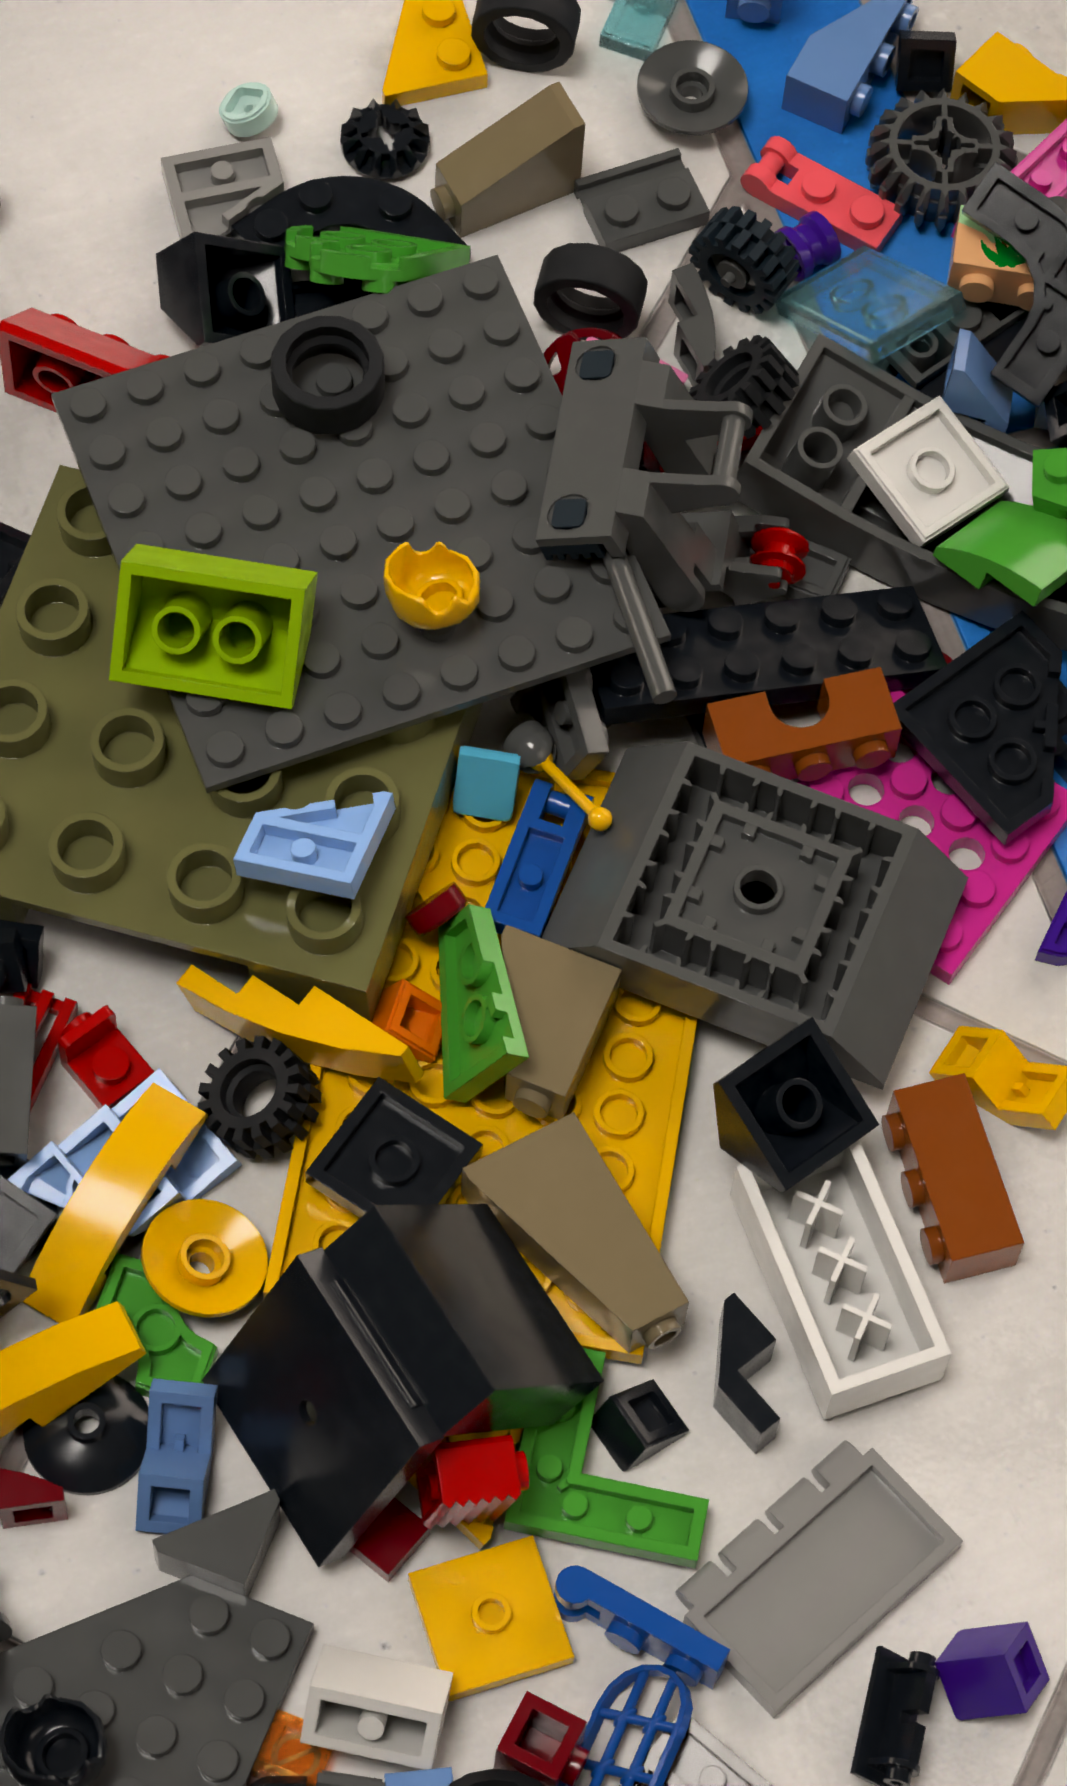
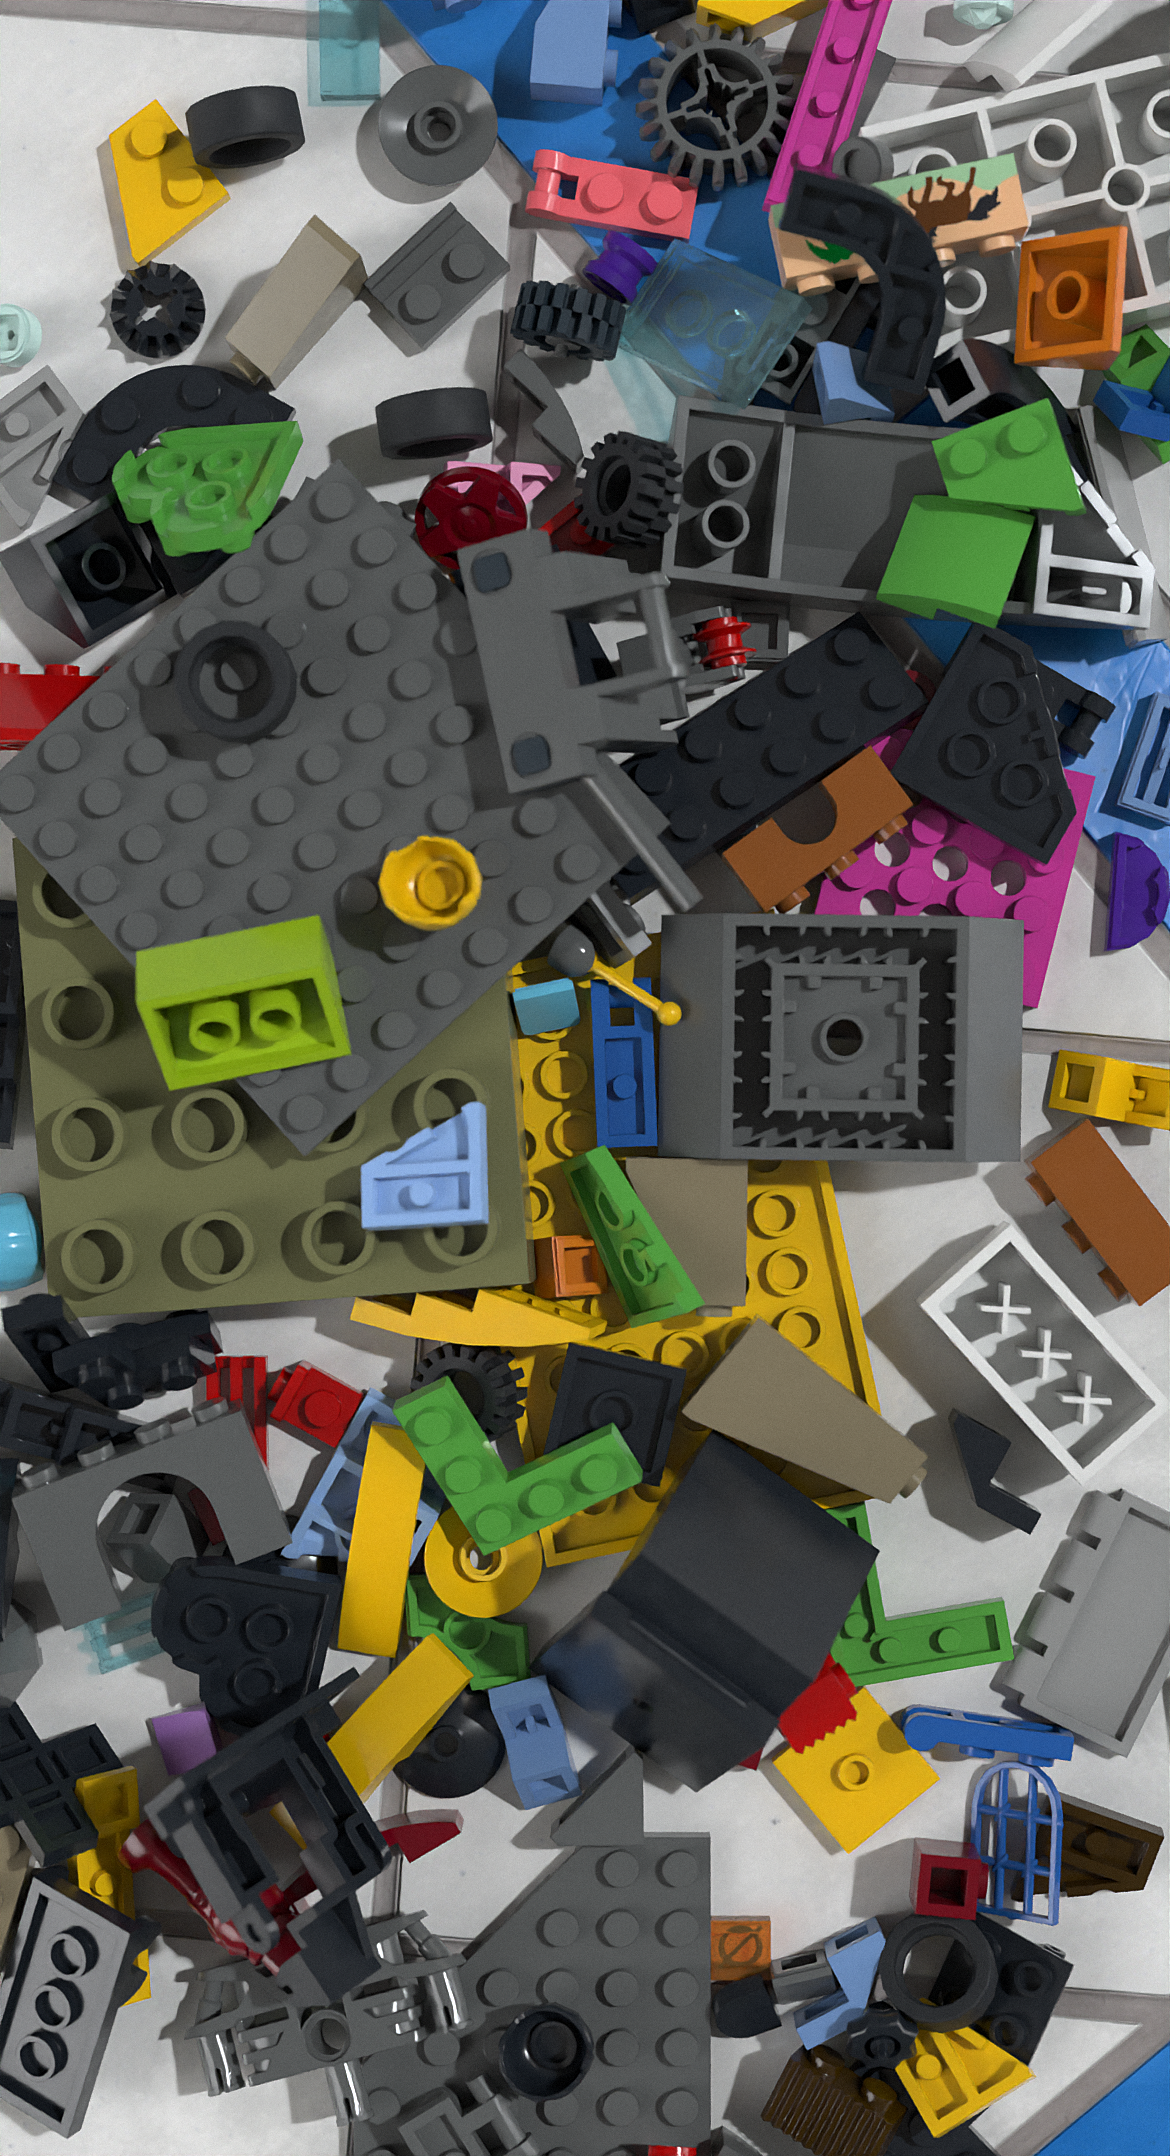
camera: 20 degrees left, 25 degrees up
(238, 1192) = (513, 1504): none -> bright green plate
(376, 1707) = (796, 1898): white brick -> none
(436, 909) = (553, 1154): dark red tile -> none
(637, 1424) = (915, 1544): black slope -> none
(790, 1108) = (956, 1244): black slope -> none
(928, 472) = (838, 503): white tile -> none

